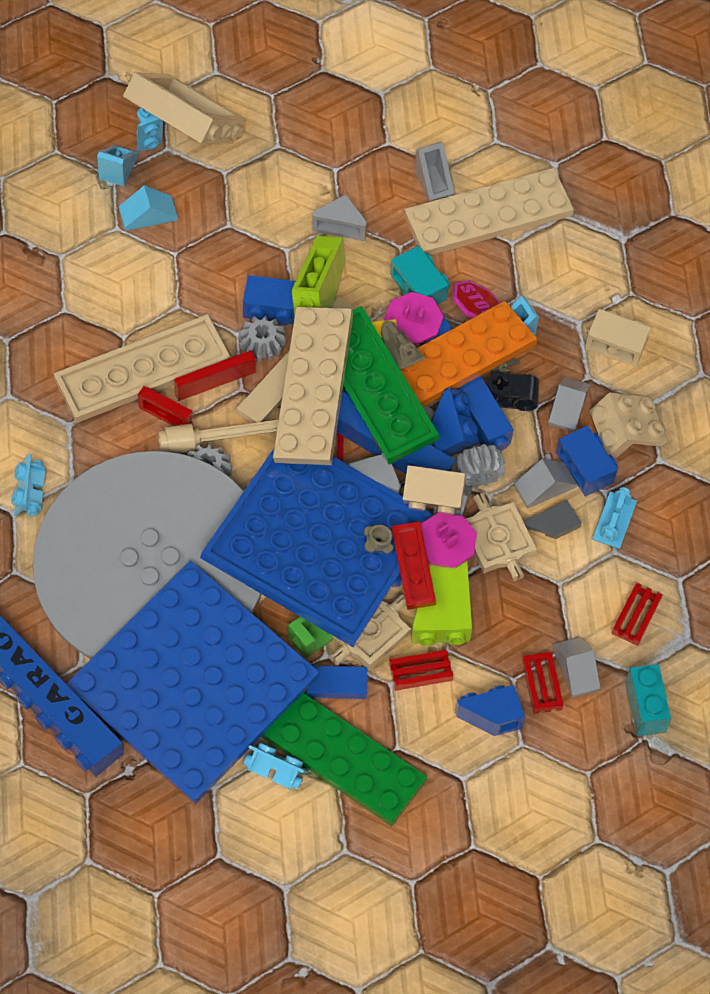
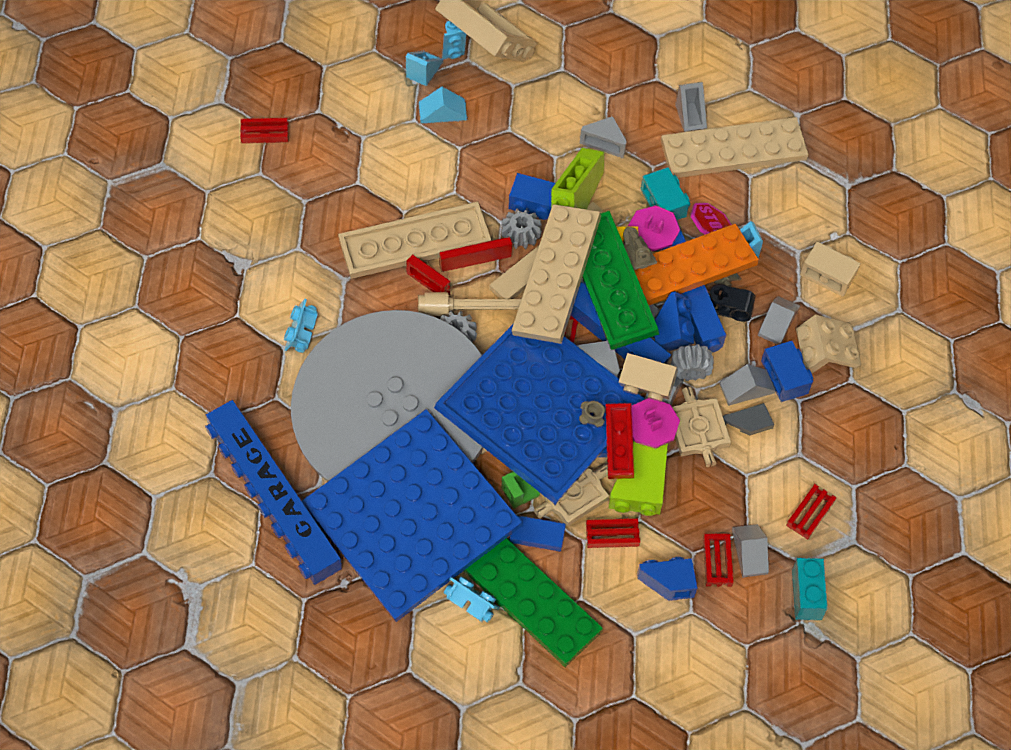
camera: 10 degrees right, 0 degrees up
(615, 518) = (804, 424): medium azure hinge -> none

